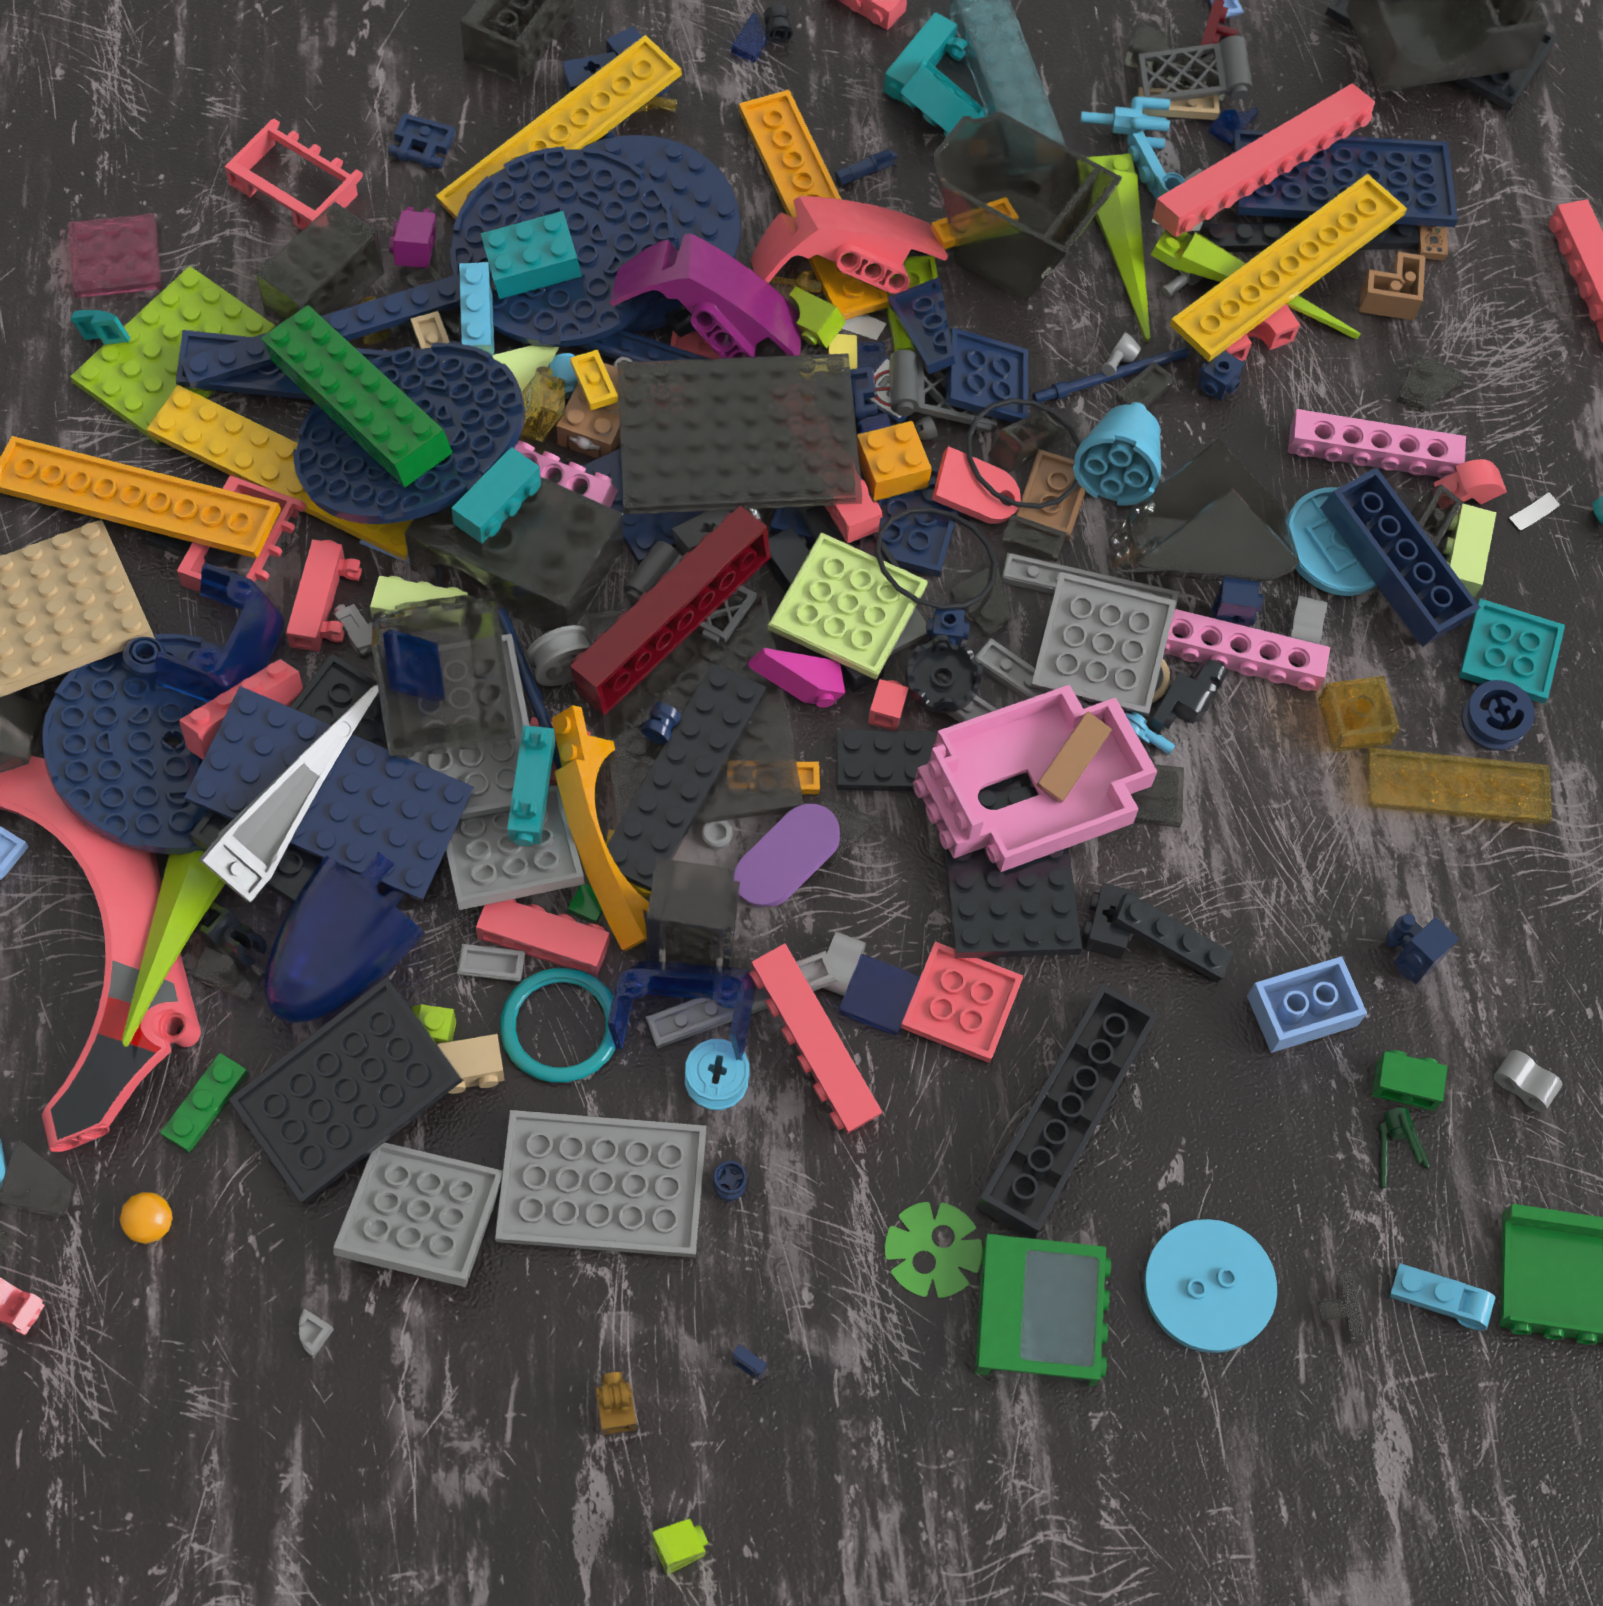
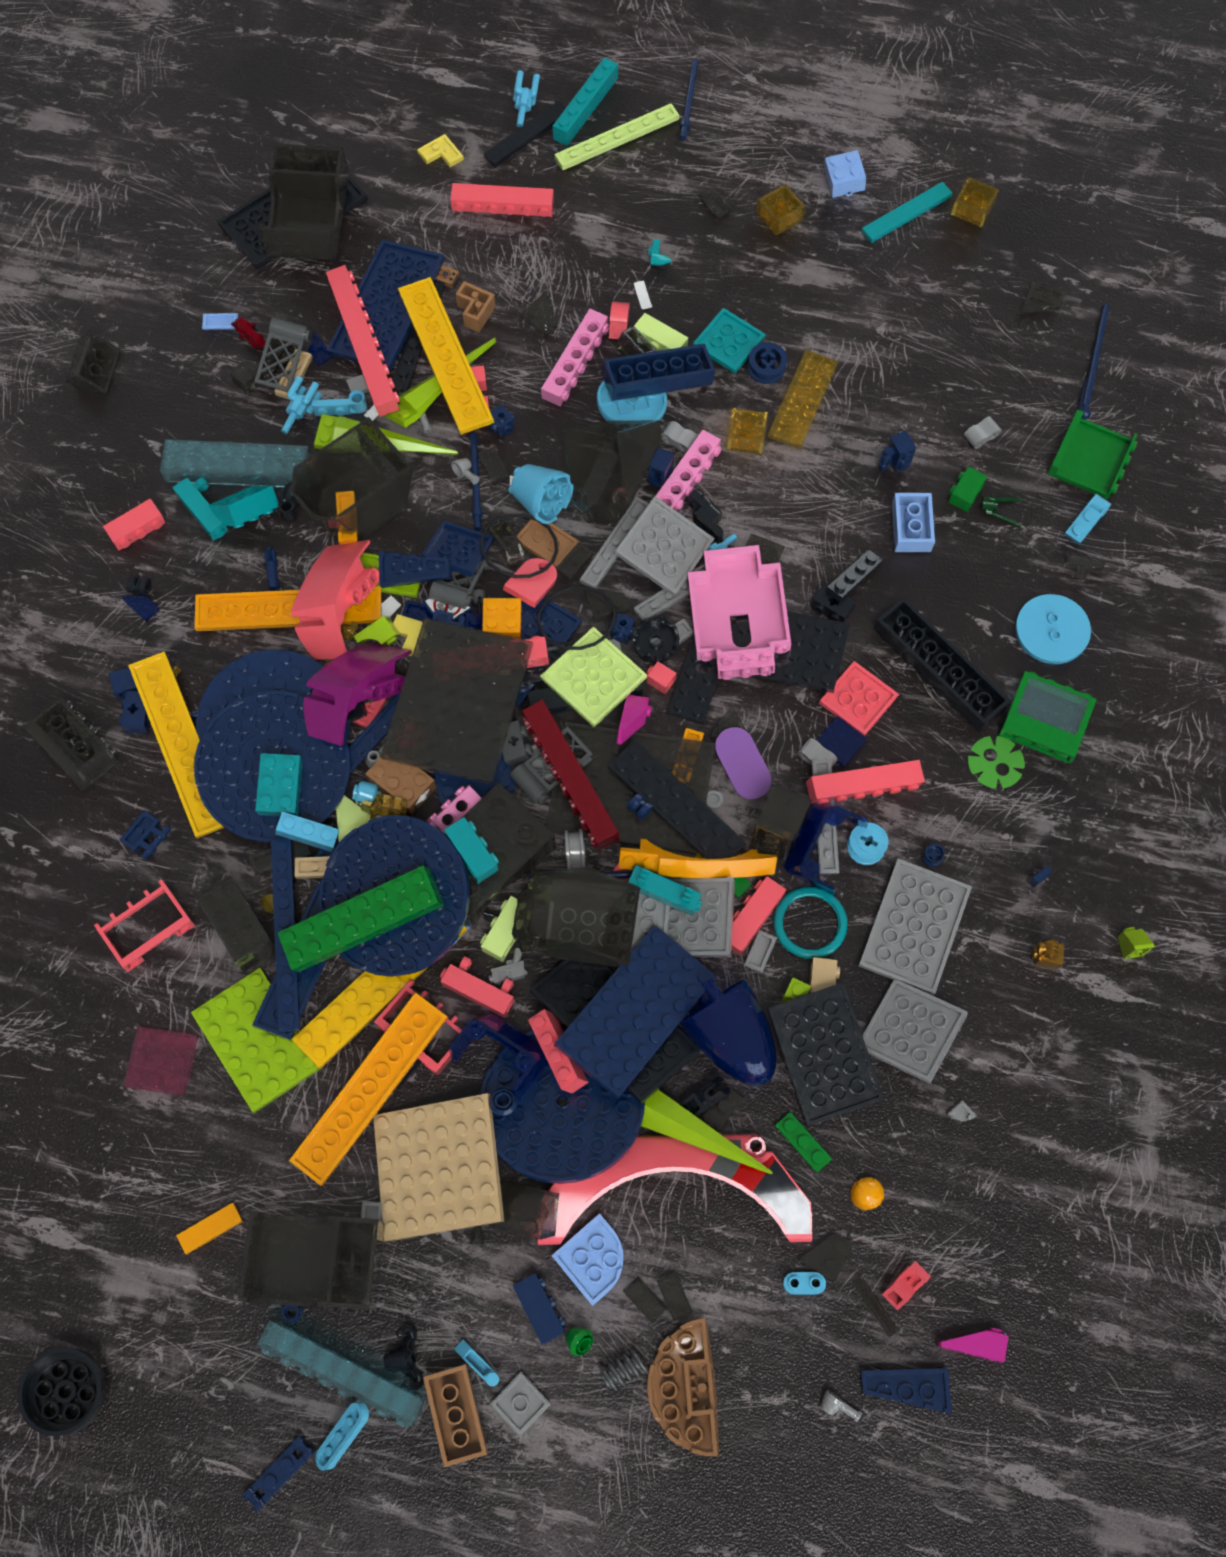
camera: 65 degrees left, 5 degrees up
(100, 324) = (227, 1076): teal slope -> none
(258, 836) = (663, 1057): light grey plate -> none
(413, 238) = (226, 858): magenta hinge -> none
(413, 665) = (565, 933): clear blue tile -> none
(594, 380) = (388, 774): yellow plate -> none
(1074, 757) = (734, 585): medium nougat tile -> none

